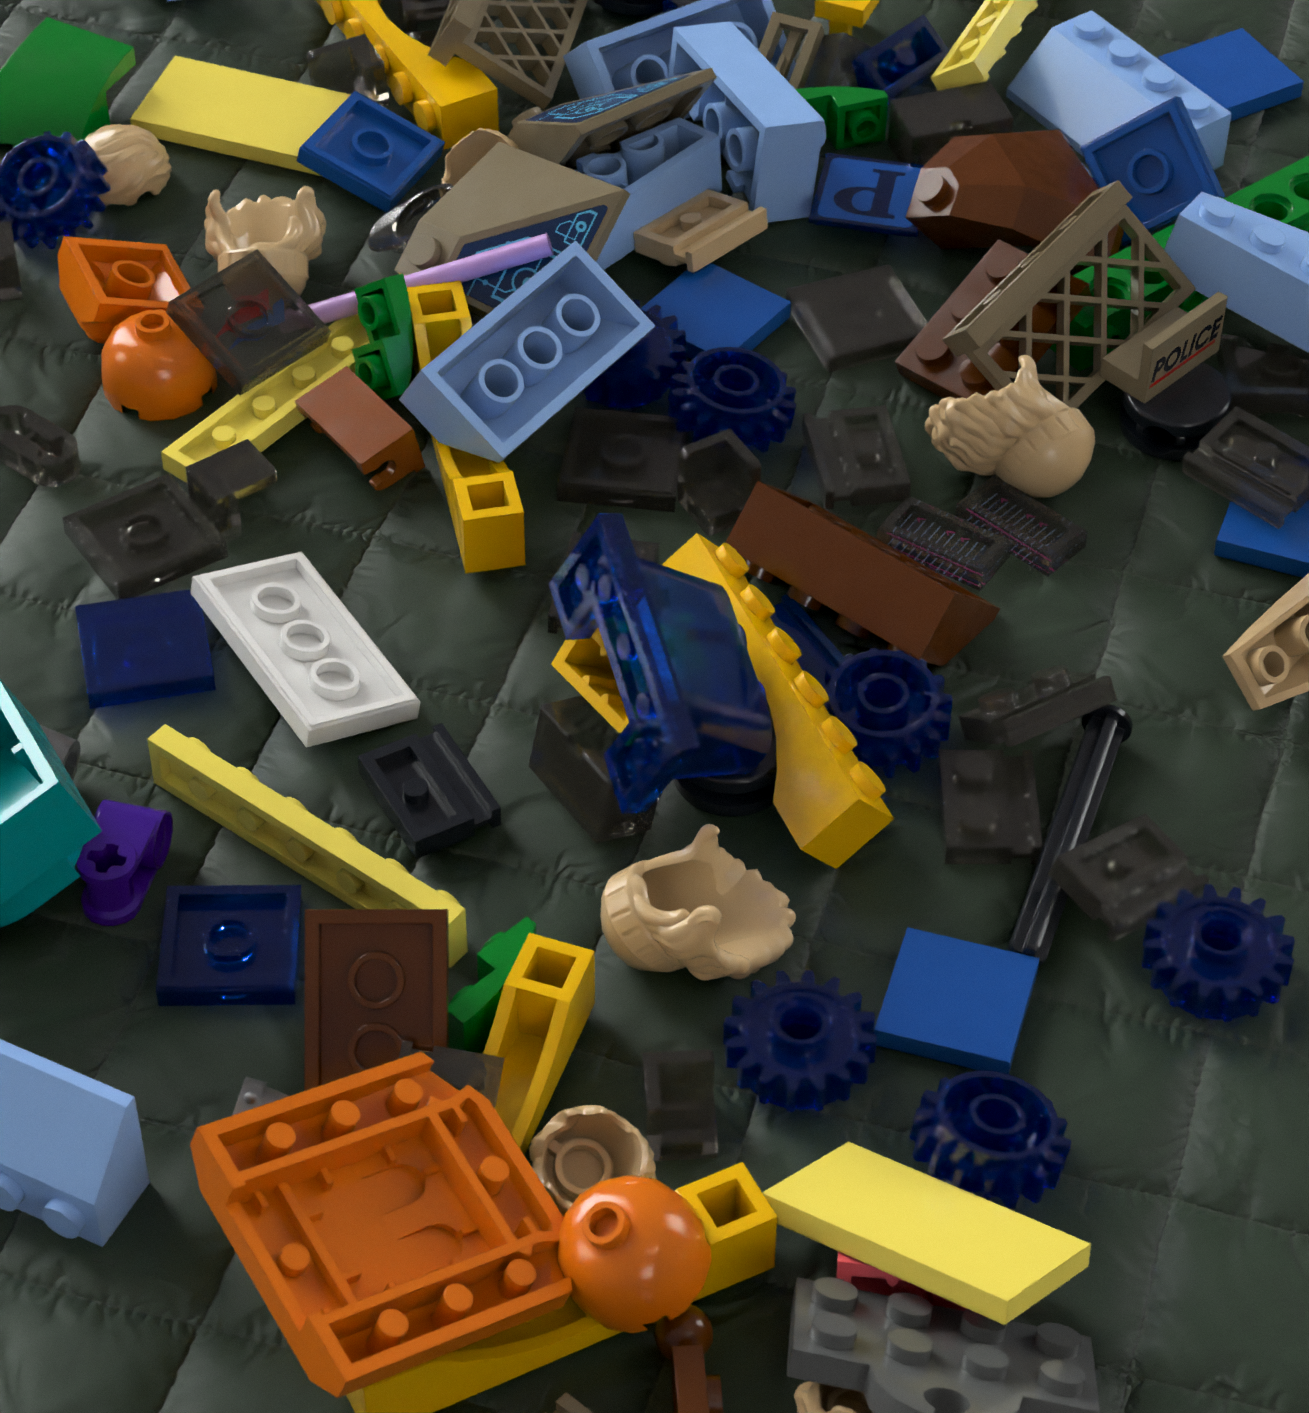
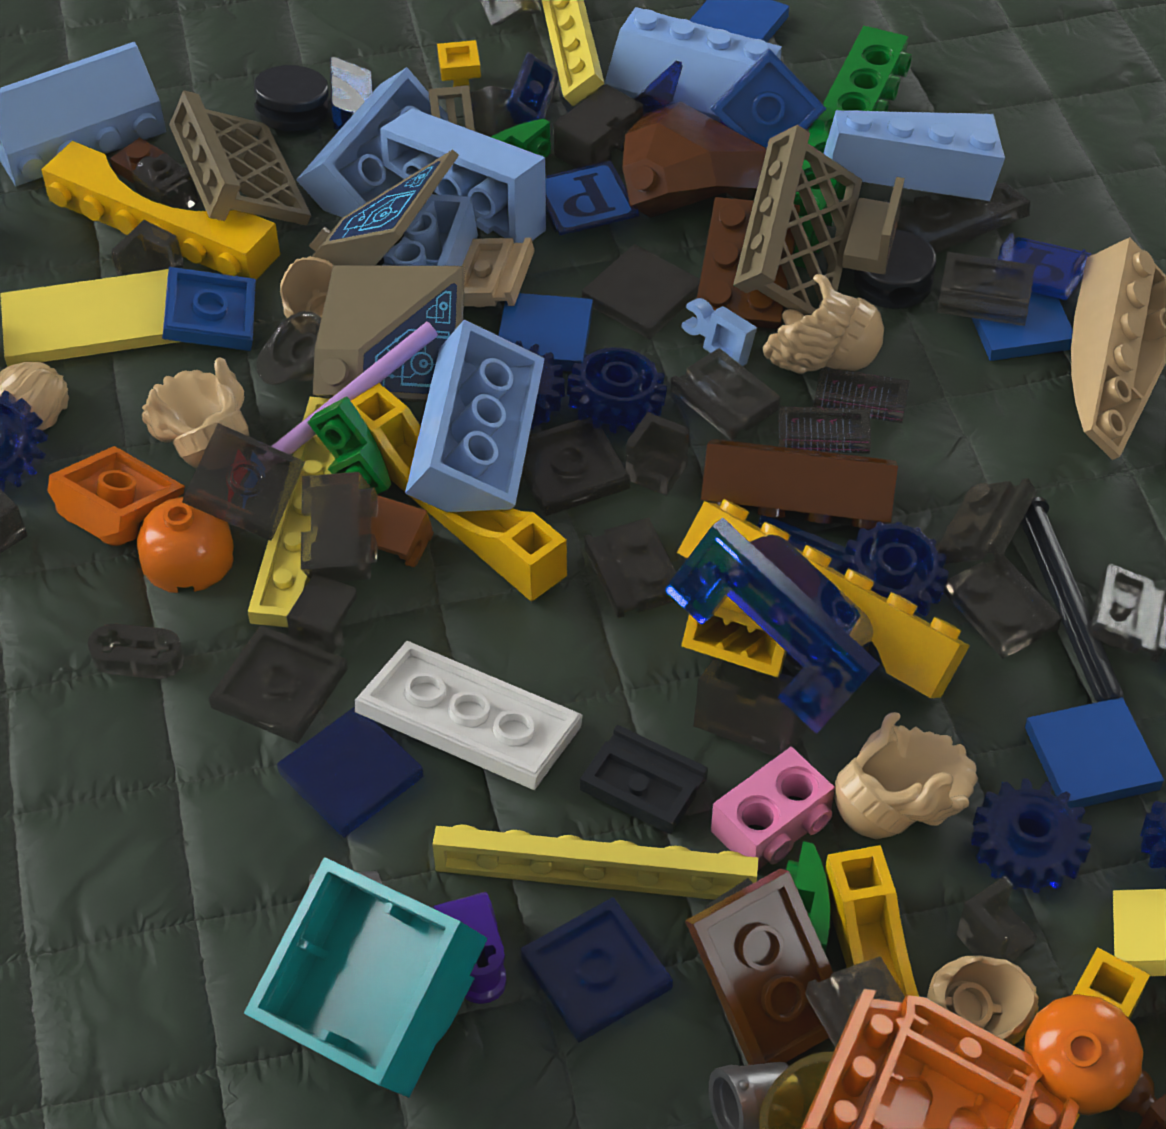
camera: 30 degrees left, 5 degrees up
(303, 403) = (340, 532): none -> clear smoke brick
(536, 873) = (765, 803): none -> bright pink brick
(906, 389) = (722, 330): none -> light blue plate
(1042, 104) = (661, 89): none -> clear blue slope

